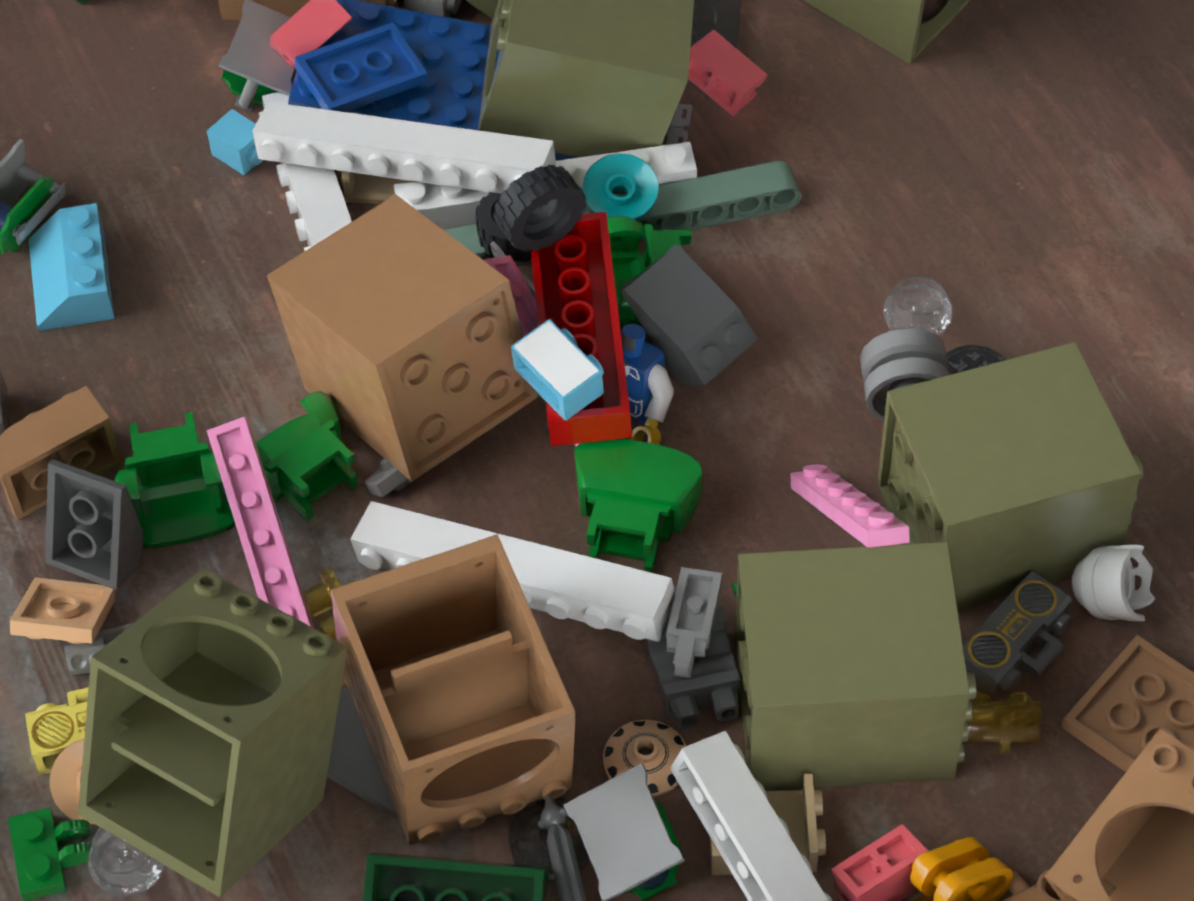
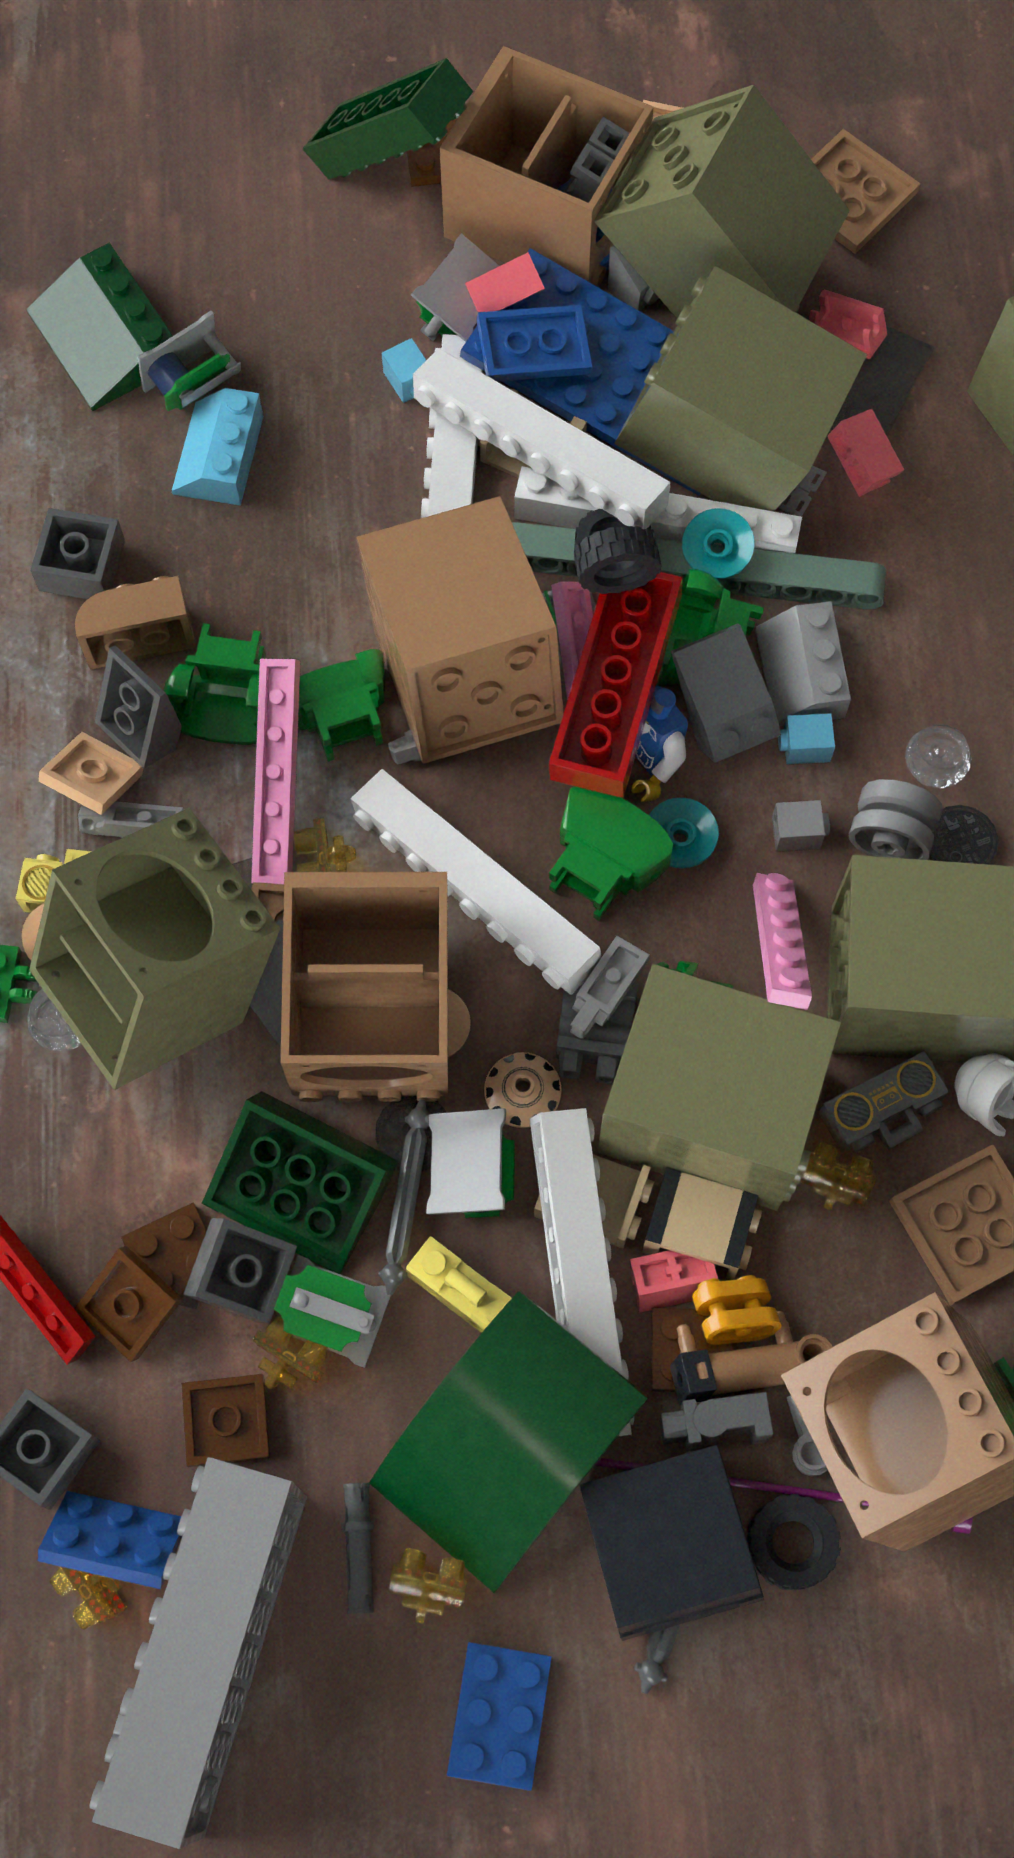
camera: 20 degrees right, 15 degrees up
(558, 369) = (574, 720): brick -> none
(713, 452) = (695, 822): none -> teal dish
(754, 270) = (804, 662): none -> light grey slope
(784, 337) = (807, 738): none -> medium azure brick
(812, 416) = (799, 825): none -> light grey brick
(886, 805) = (703, 1221): none -> tan panel

